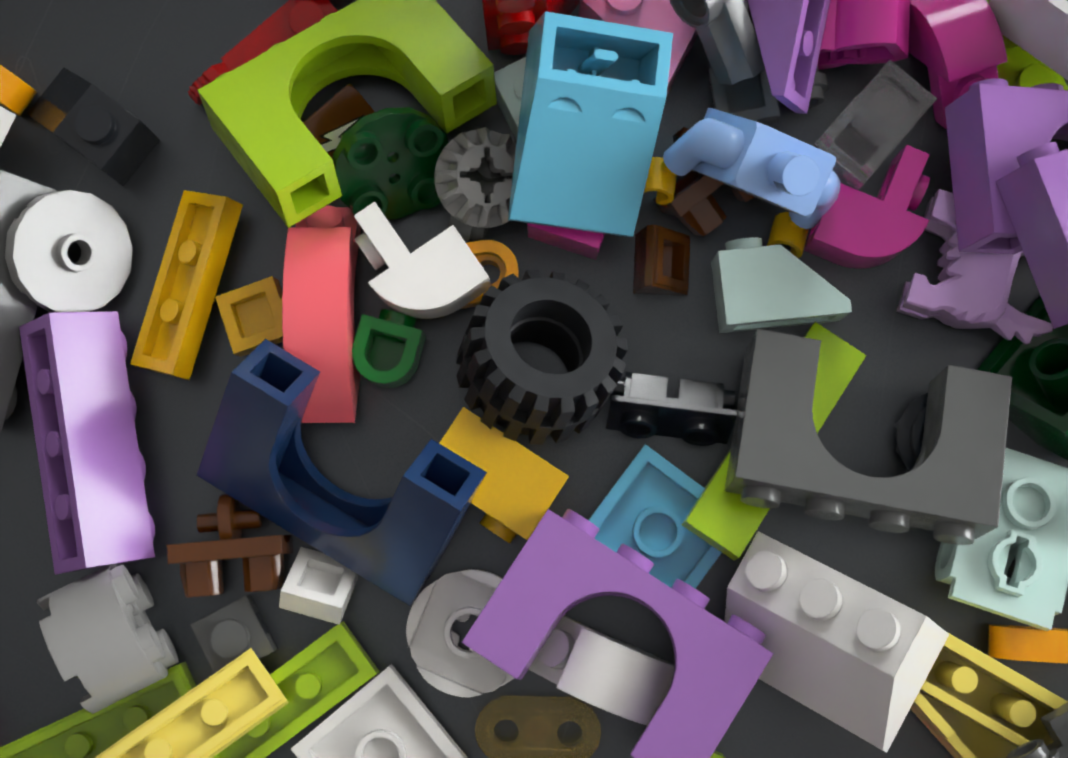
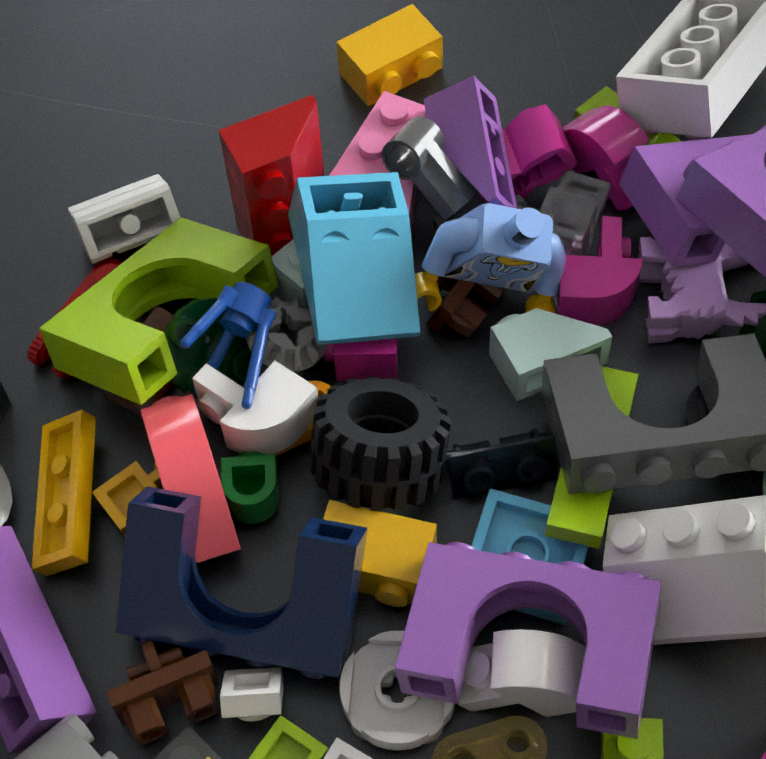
camera: 20 degrees left, 25 degrees down
(433, 151) = (244, 311): none -> blue plant
(661, 262) = (448, 361): reddish brown slope -> none

